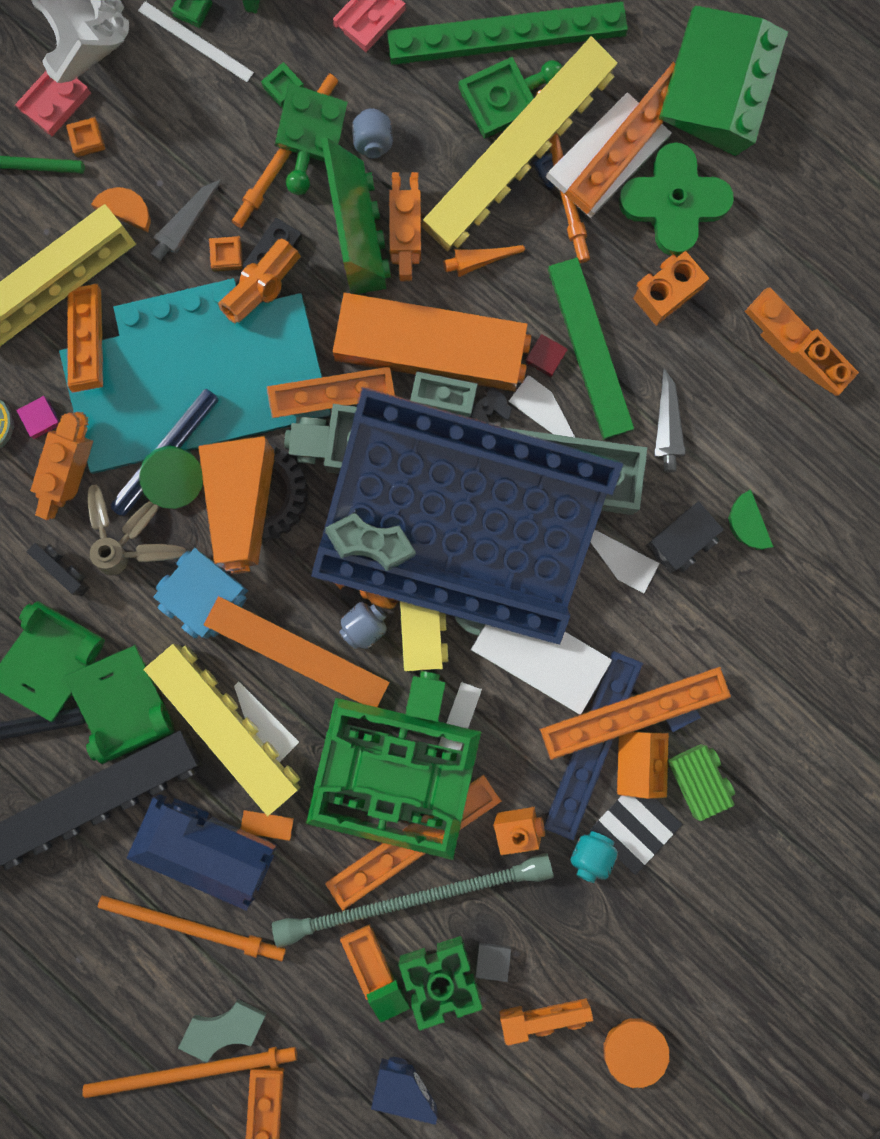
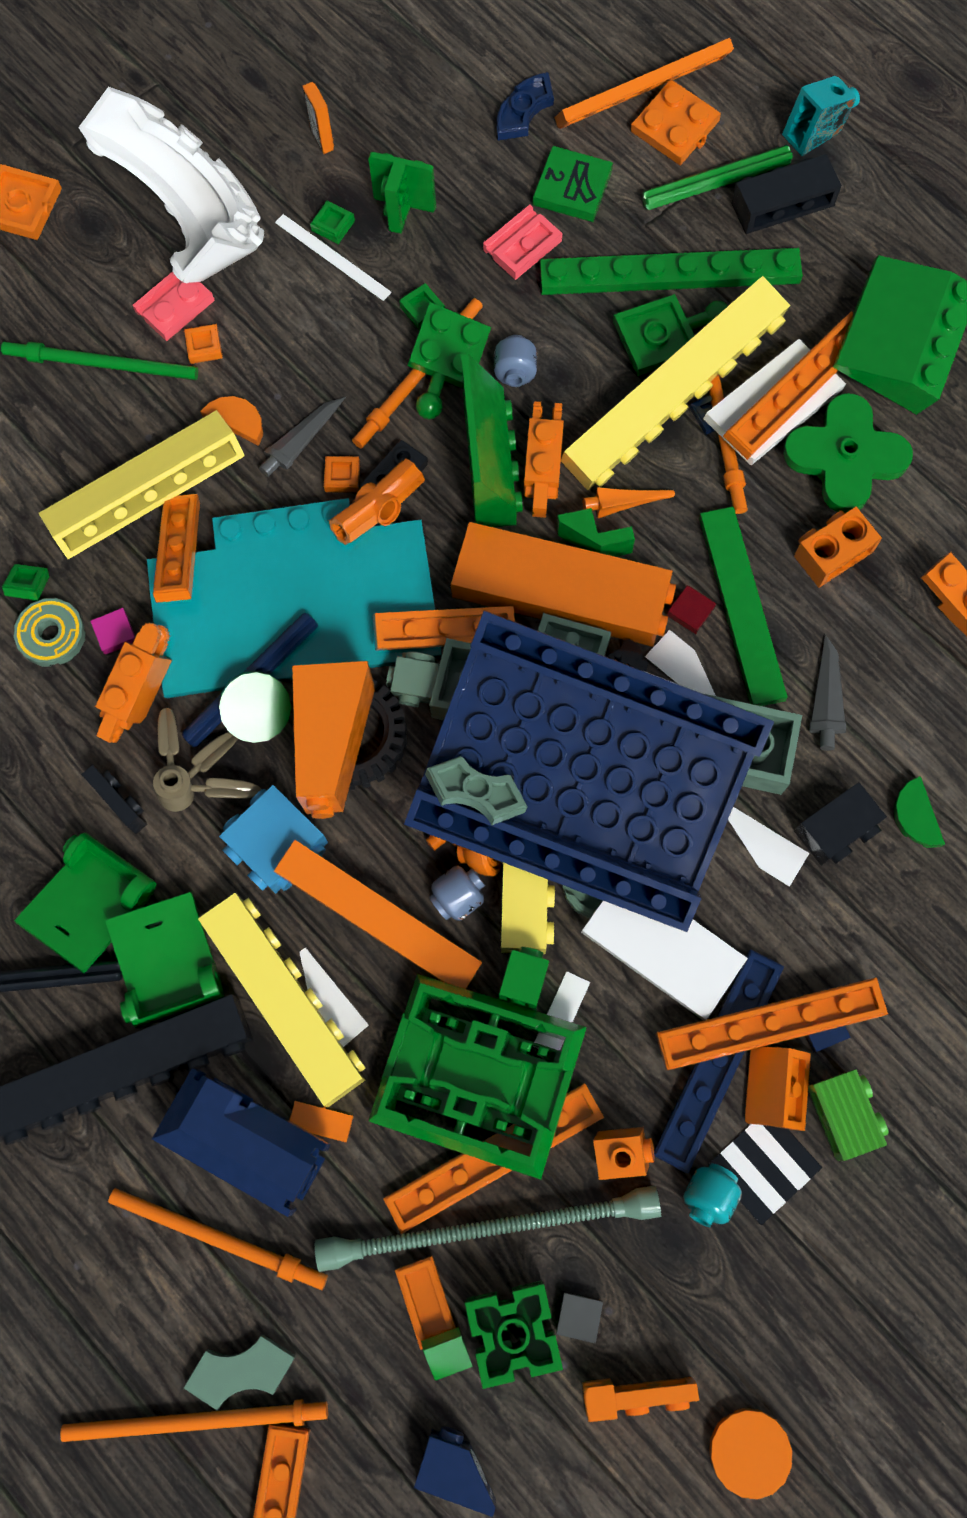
camera: 10 degrees right, 10 degrees down
(444, 291) = (581, 531): none -> green slope

